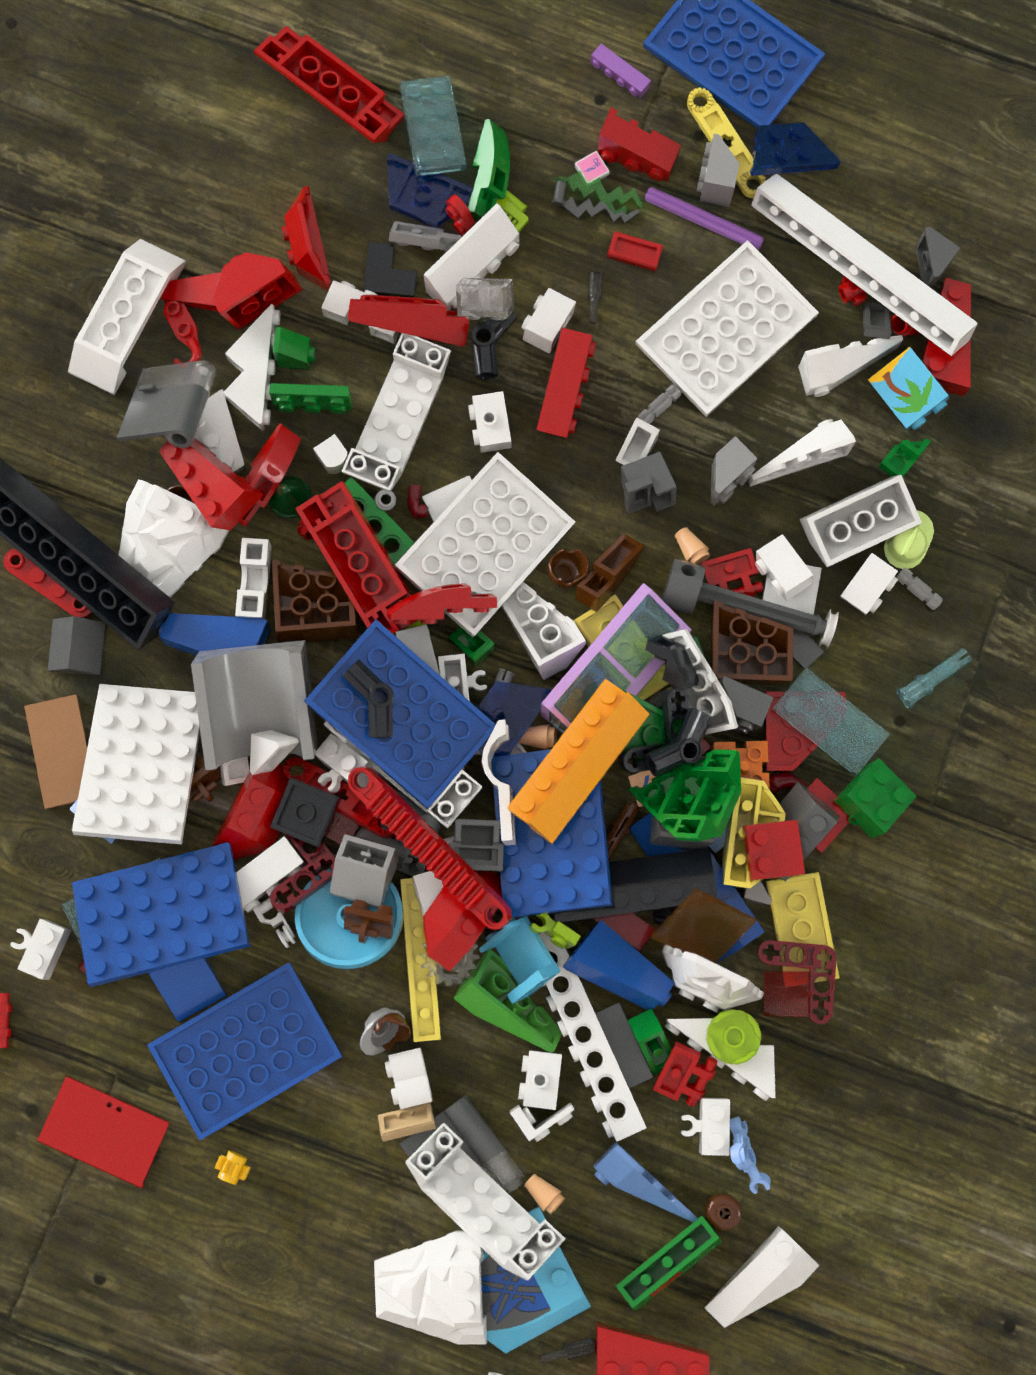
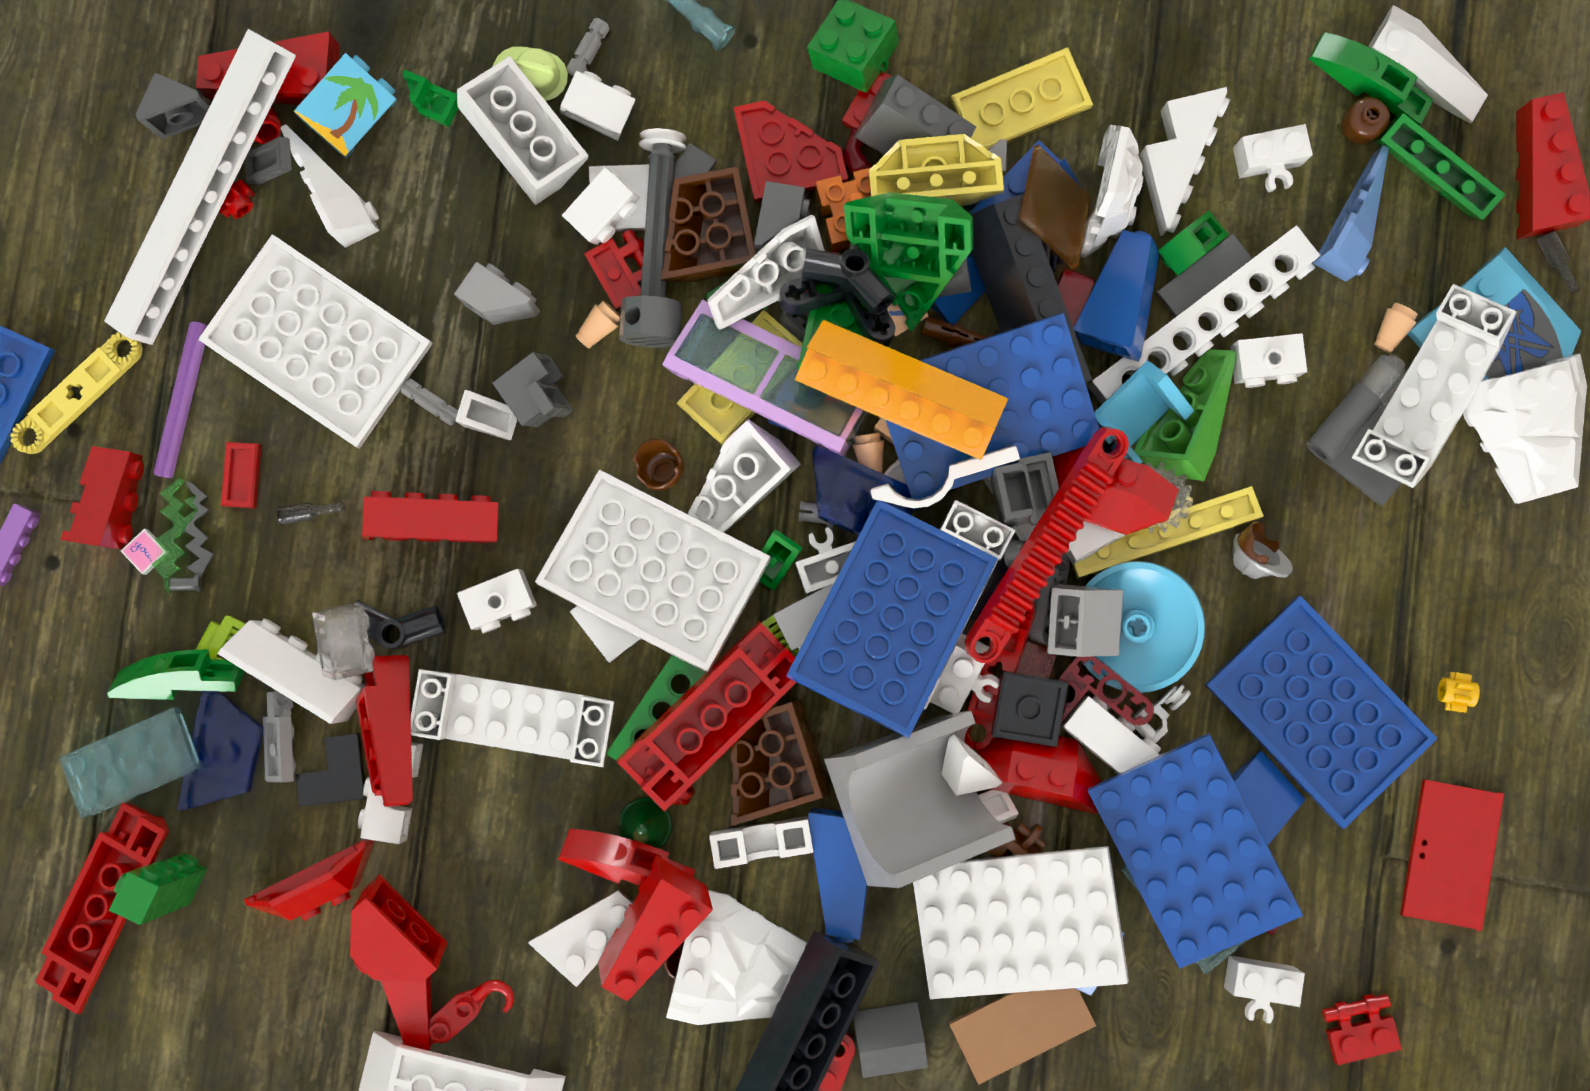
camera: 100 degrees left, 5 degrees up
(169, 402) = (564, 1004): dark grey door -> none
(253, 358) = (480, 913): white slope -> none
(293, 350) = (460, 866): green slope -> none
(311, 398) = (517, 828): green plate -> none
(331, 125) = (157, 888): none -> green brick
(331, 454) = (582, 784): white piece -> none
(368, 923) = (1148, 599): reddish brown hips -> none
(379, 715) = (904, 640): black piece -> none
(385, 493) = (626, 696): light grey pin -> none
(406, 1121) = (1354, 503): tan plate -> none
(409, 1078) = (1304, 511): white brick -> none
(413, 502) = (618, 671): dark red arm -> none
(430, 604) = (746, 614): red slope -> none
(460, 214) = (241, 697): red plate -> none
(525, 1120) = (1329, 346): white bracket -> none
(550, 316) = (354, 559): white brick -> none
(559, 933) = (1104, 370): lime plate -> none
(609, 572) = (652, 415): reddish brown slope -> none
(677, 1071) = (1219, 204): red plate -> none
(679, 668) = (759, 296): black slope -> none
(717, 173) = (119, 389): light grey slope -> none
(733, 1036) = (1170, 147): lime tile -> none
(744, 1156) = (1298, 109): light blue piece -> none
(760, 1227) = (1371, 72): none -> green slope
(773, 850) = (949, 140): red plate -> none
(787, 994) = (1102, 100): clear red piece -> none
(790, 150) = (70, 312): clear blue wing -> none
(810, 962) = (1060, 83): dark red beam -> none
(819, 446) = (439, 199): white wedge -> none
(831, 721) = (773, 115): clear light blue plate -> none

